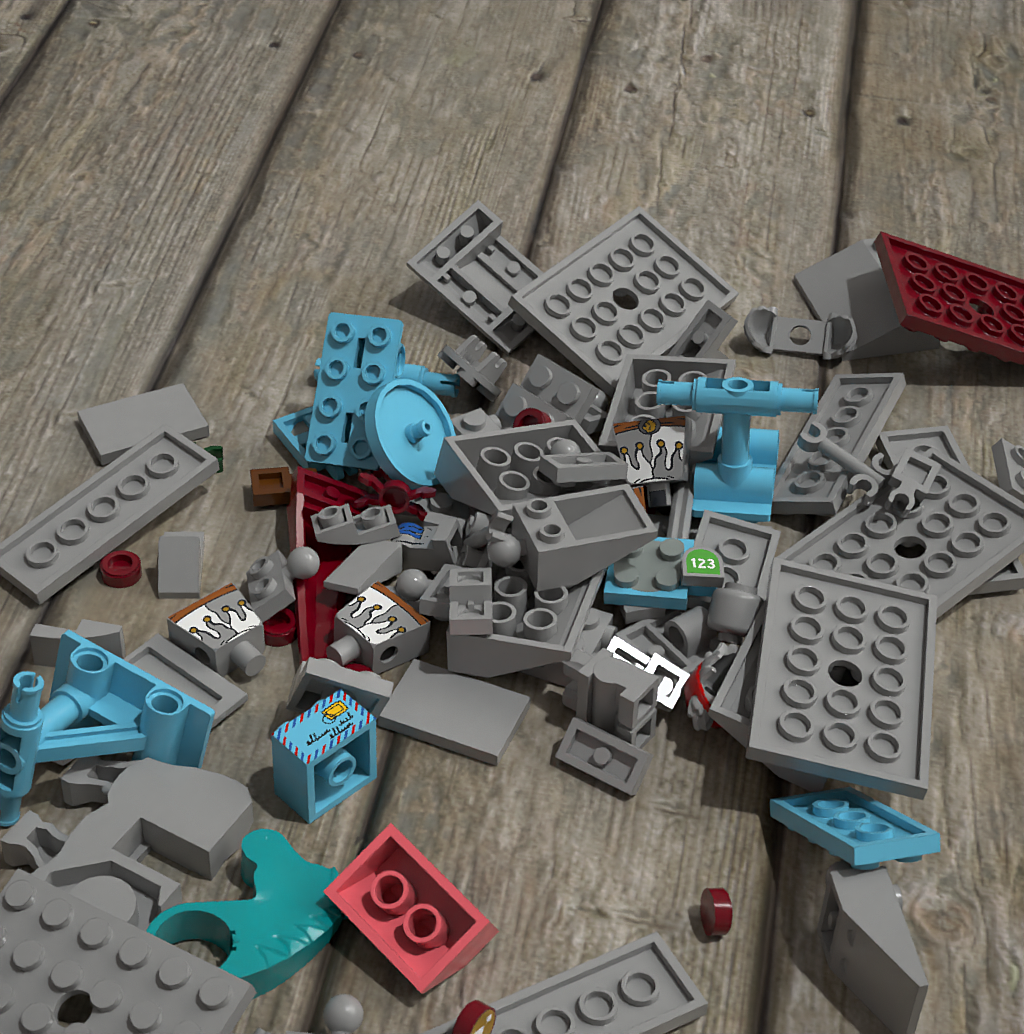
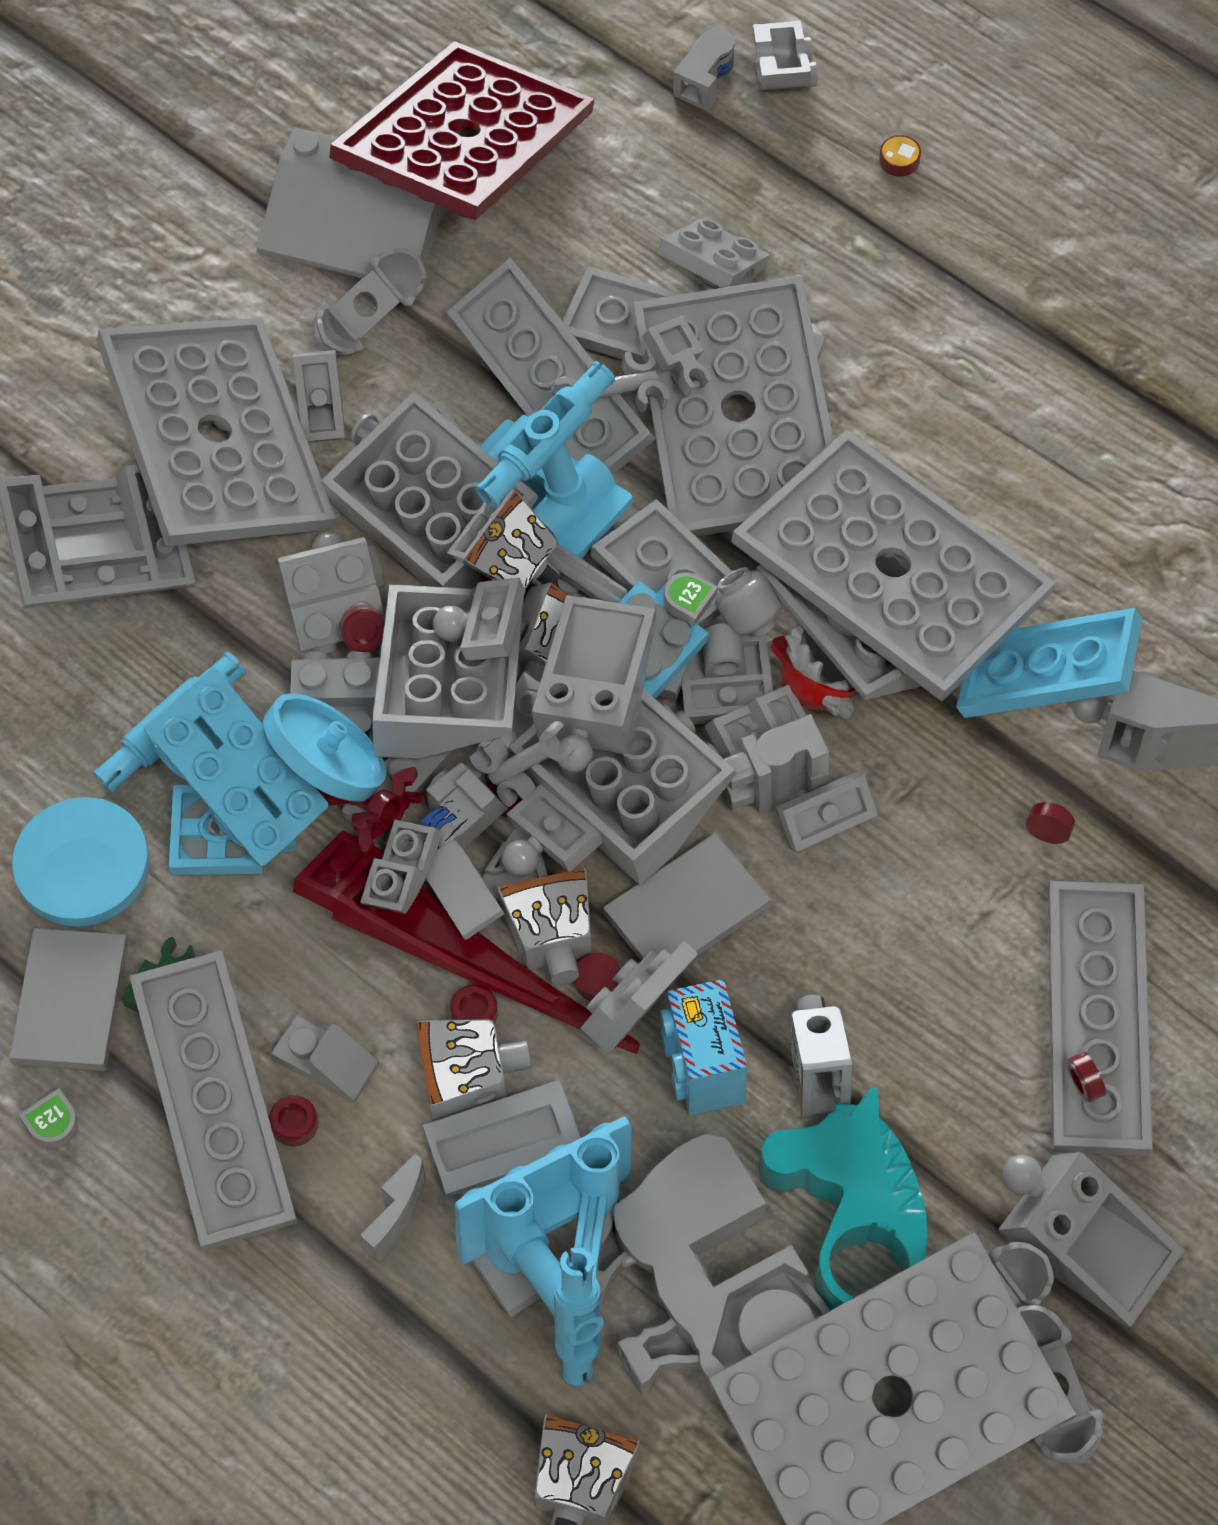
camera: 55 degrees left, 20 degrees up
(45, 452) = (51, 1120): none -> tile
(246, 380) = (81, 861): none -> medium azure piece
(271, 486) = (269, 912): reddish brown plate -> none
(272, 578) = (429, 984): light grey plate -> none
(360, 819) = (817, 1047): none -> light grey torso
(410, 910) = (929, 1064): coral slope -> none
(470, 601) = (612, 819): light grey slope -> none
(473, 371) = (244, 635): light grey plate -> none

